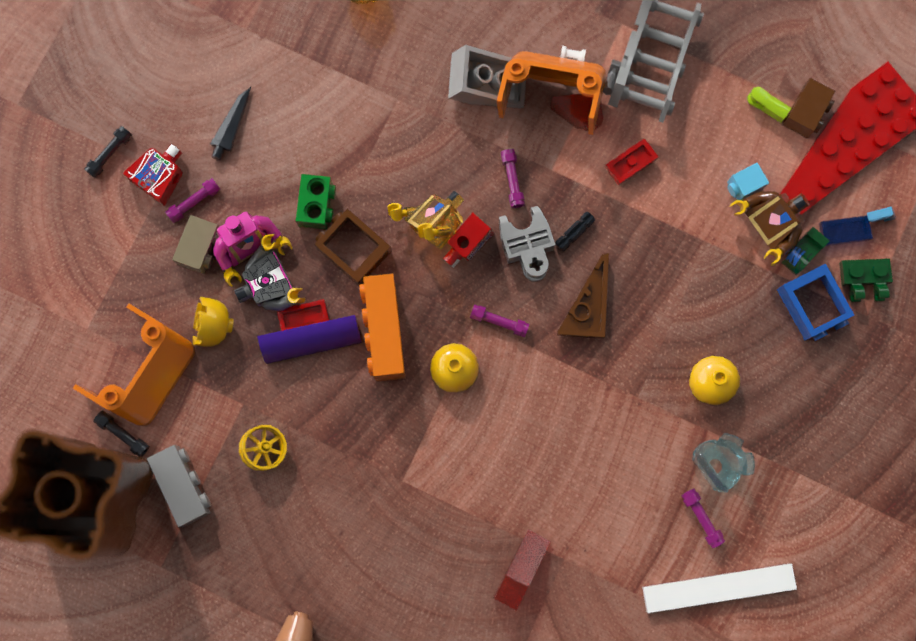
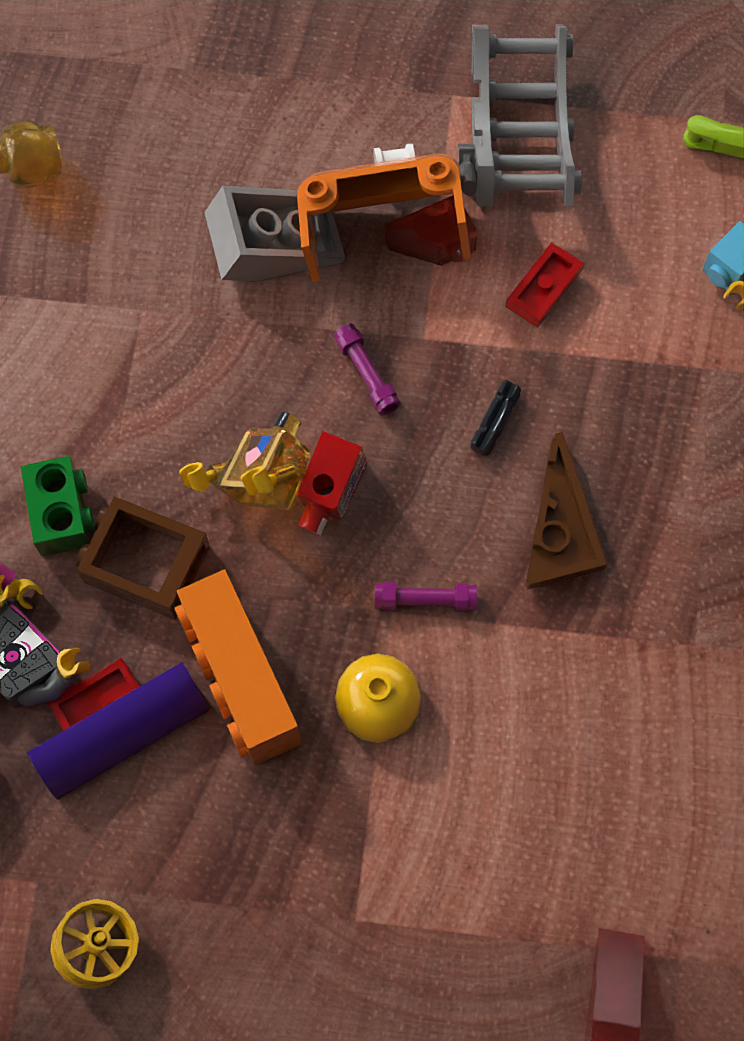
camera: 15 degrees left, 10 degrees down
(528, 244) = (428, 461): light grey piece -> none

